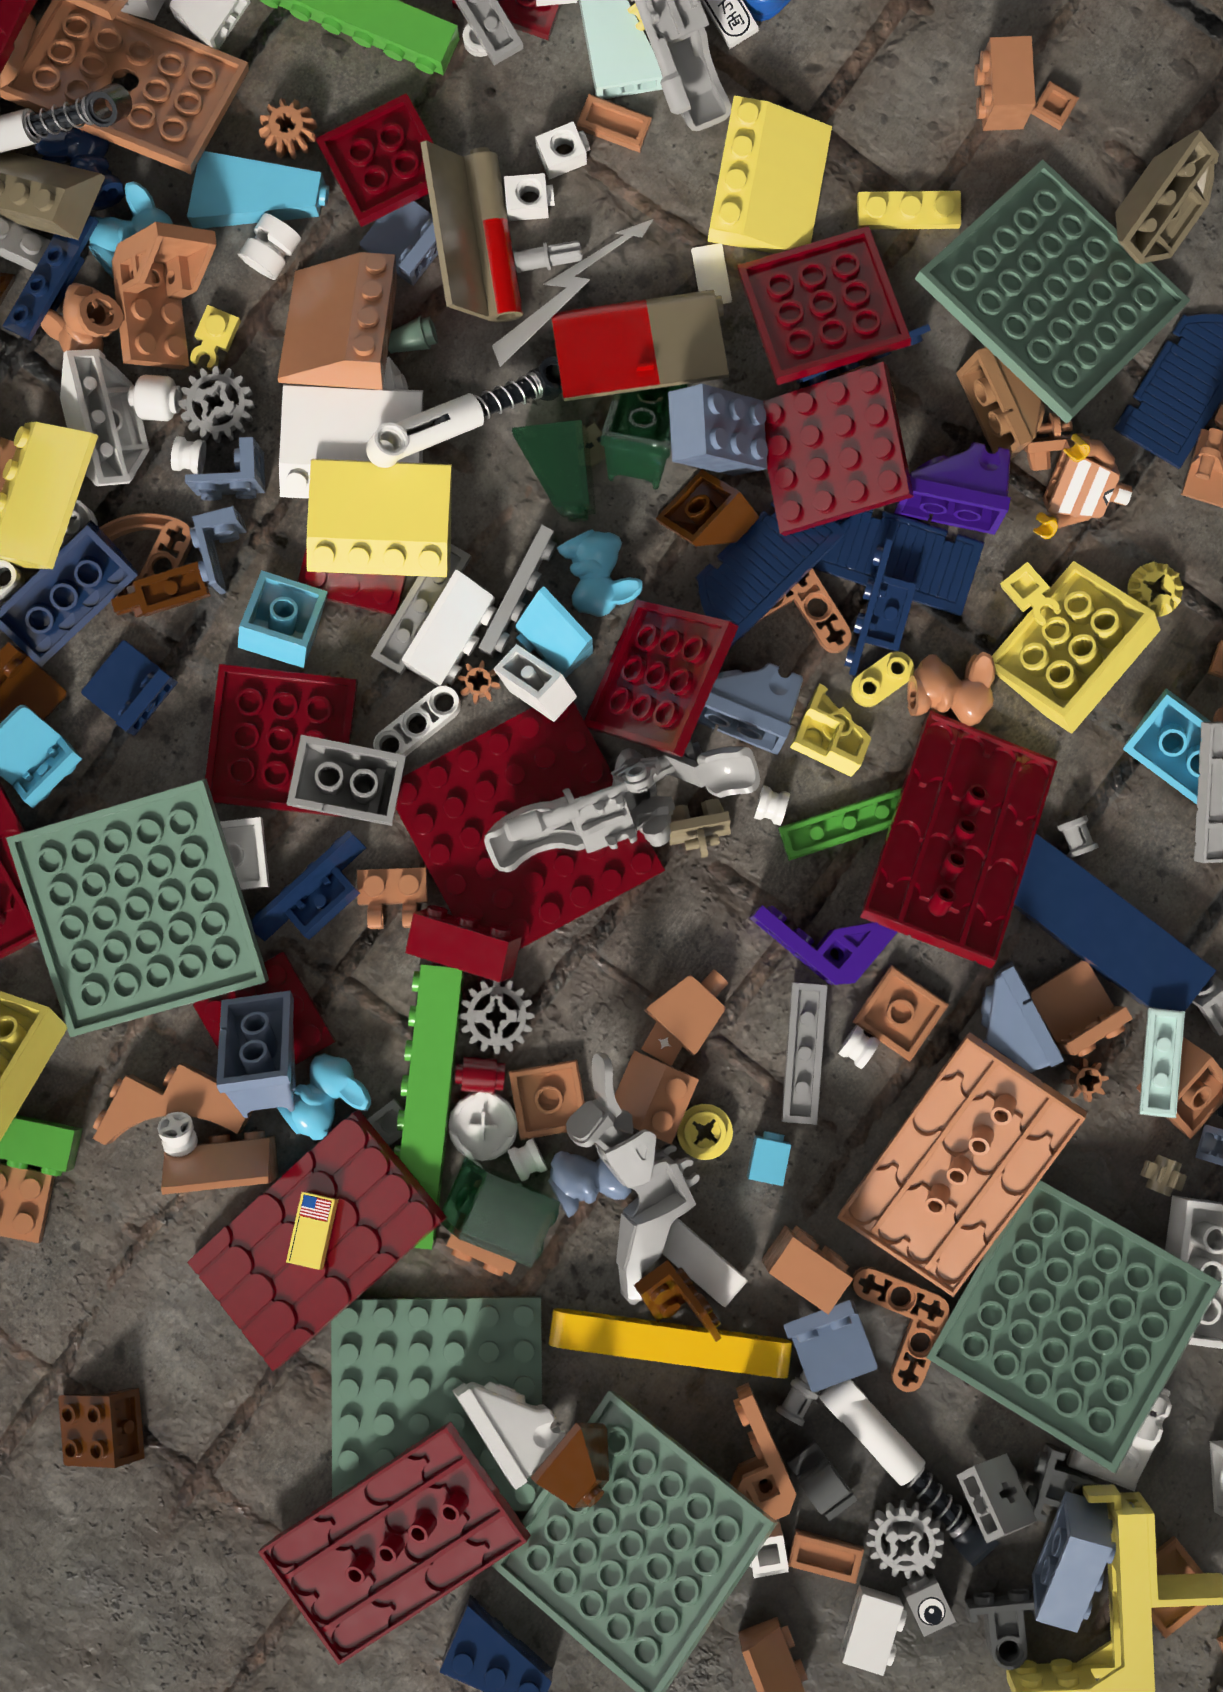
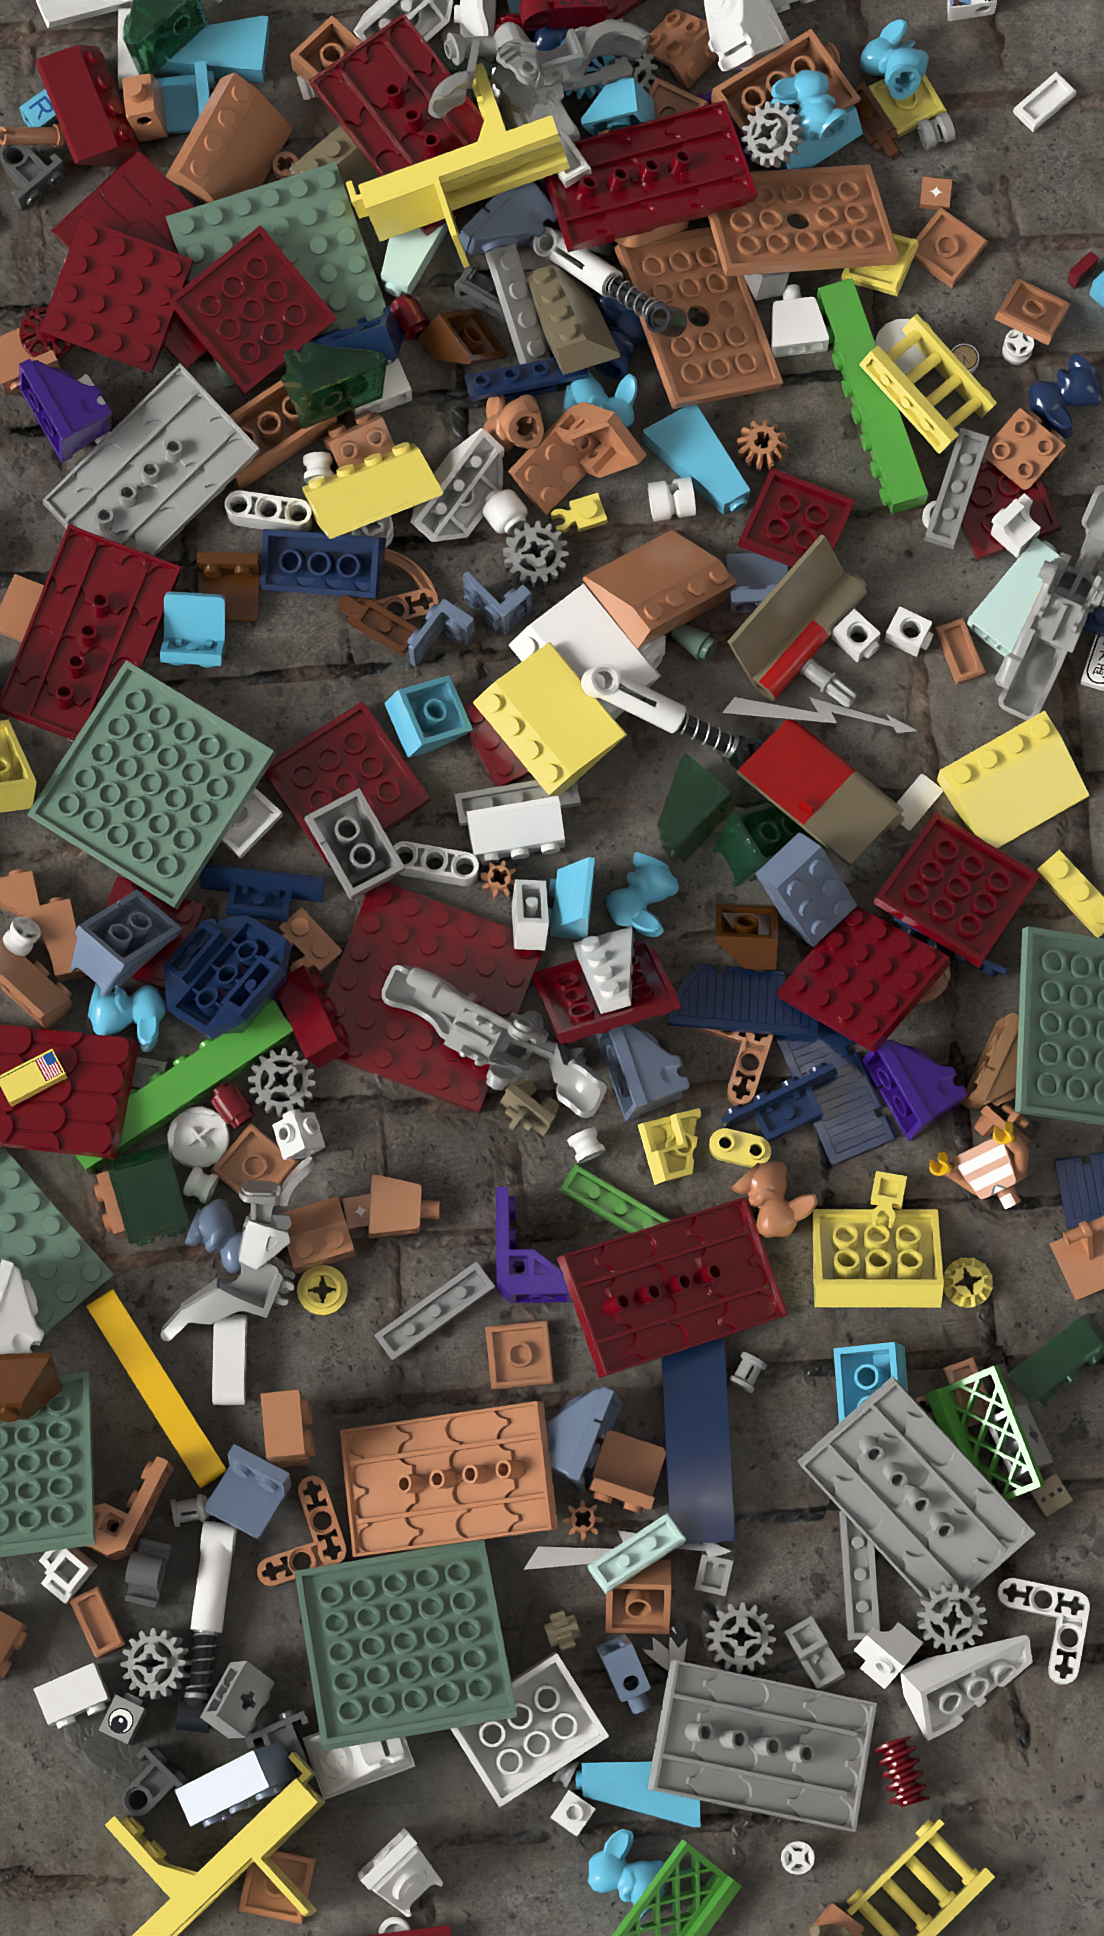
camera: 50 degrees right, 10 degrees down
(129, 687) = (295, 657): dark blue bracket -> none
(188, 455) = (485, 564): white wheel -> none
(364, 987) = (225, 974): none -> dark blue piece
(512, 605) = (624, 844): light grey plate -> none
(555, 1041) = (298, 1135): none -> white brick
(641, 657) = (608, 967): none -> white wing
(668, 1289) = (187, 1355): reddish brown bracket -> none
(769, 1158) = (341, 1348): medium azure brick -> none
(858, 1047) = (471, 1344): white wheel -> none
(1103, 1121) = (566, 1556): none -> white sticker

